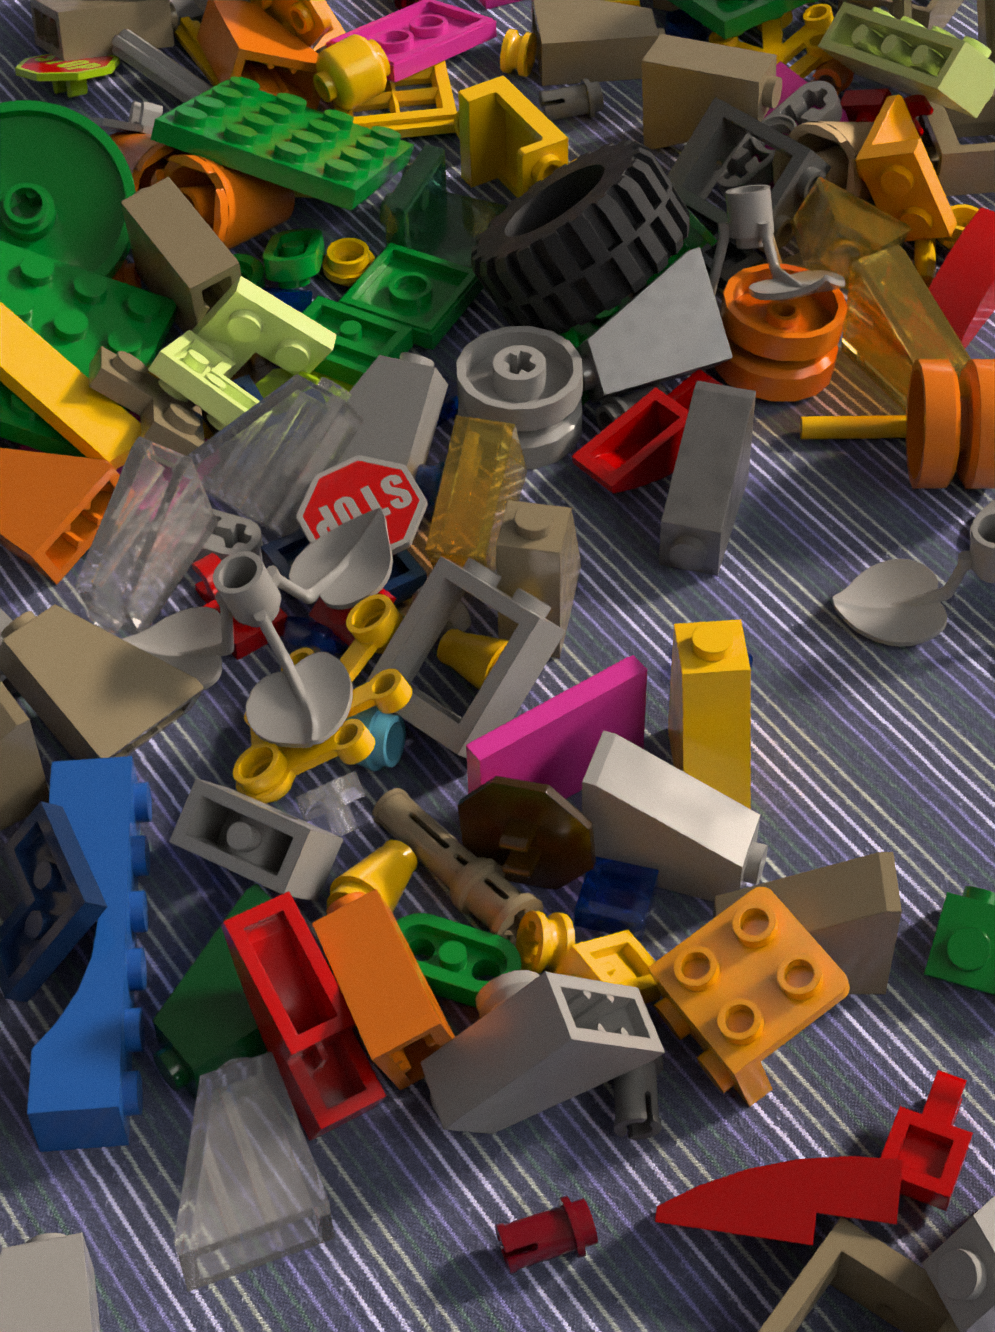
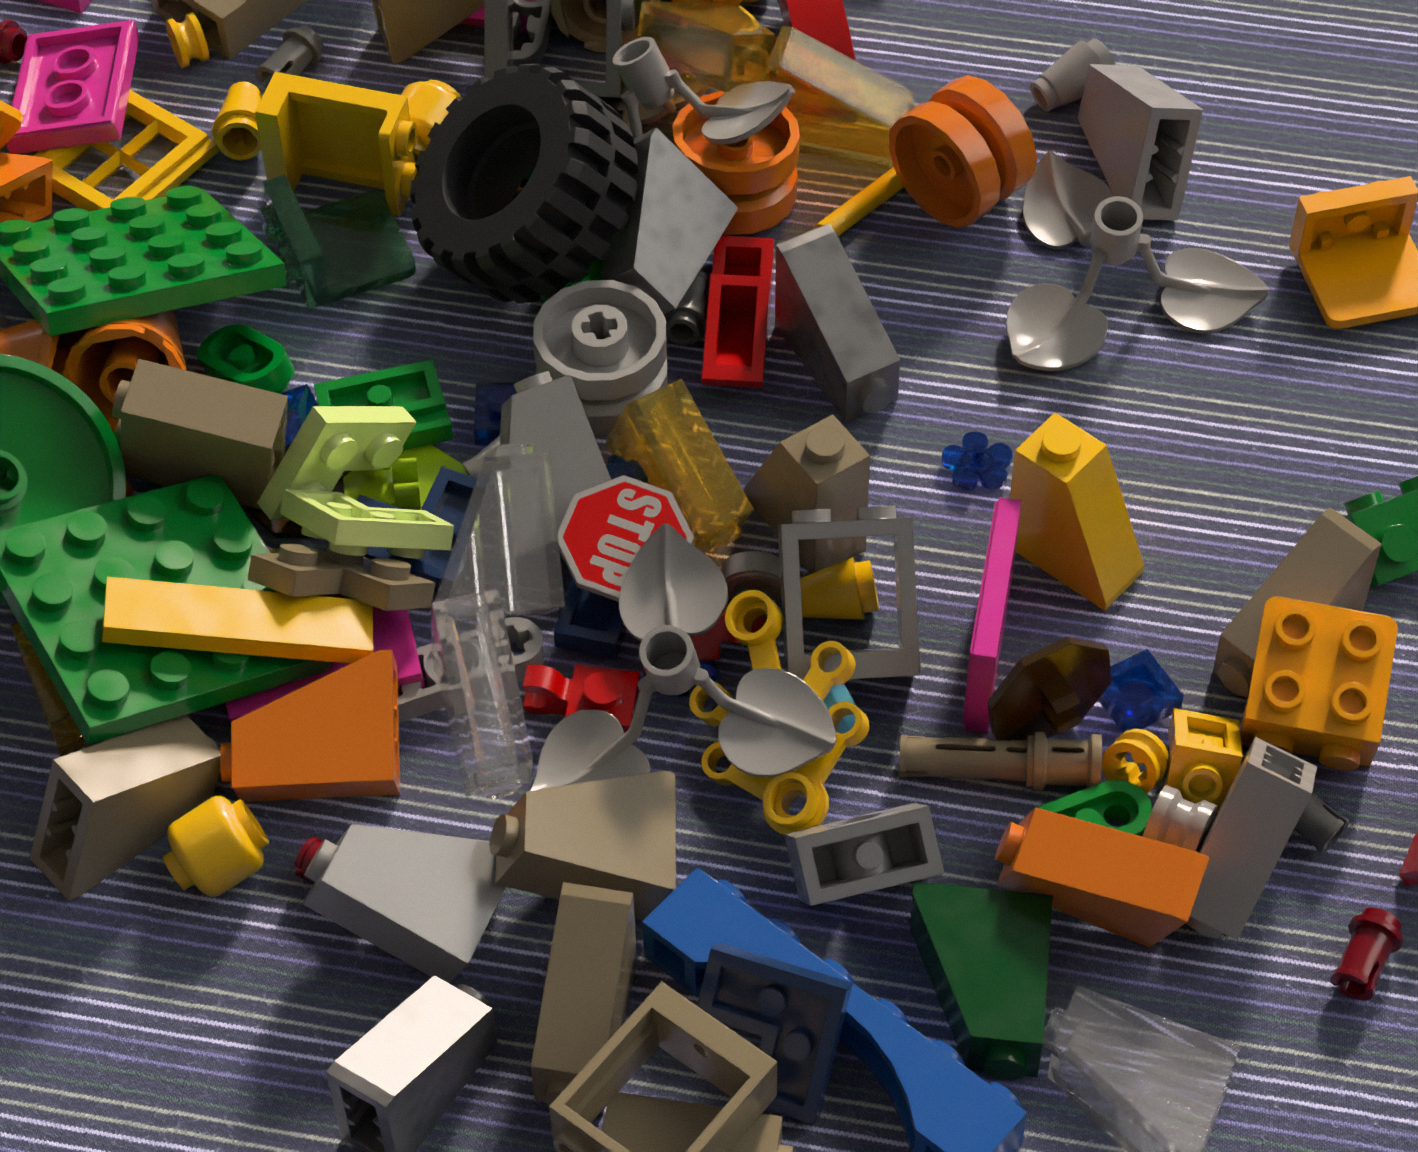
camera: 45 degrees left, 5 degrees up
(301, 1015) = (1078, 937): red slope -> none
(333, 802) = (862, 783): clear tile -> none
(346, 260) = (294, 332): yellow plate -> none
(351, 72) = (85, 153): yellow head -> none
(384, 869) = (968, 822): yellow cone -> none
(415, 292) = (382, 325): green plate -> none
(669, 822) = (1127, 605): light grey slope -> none

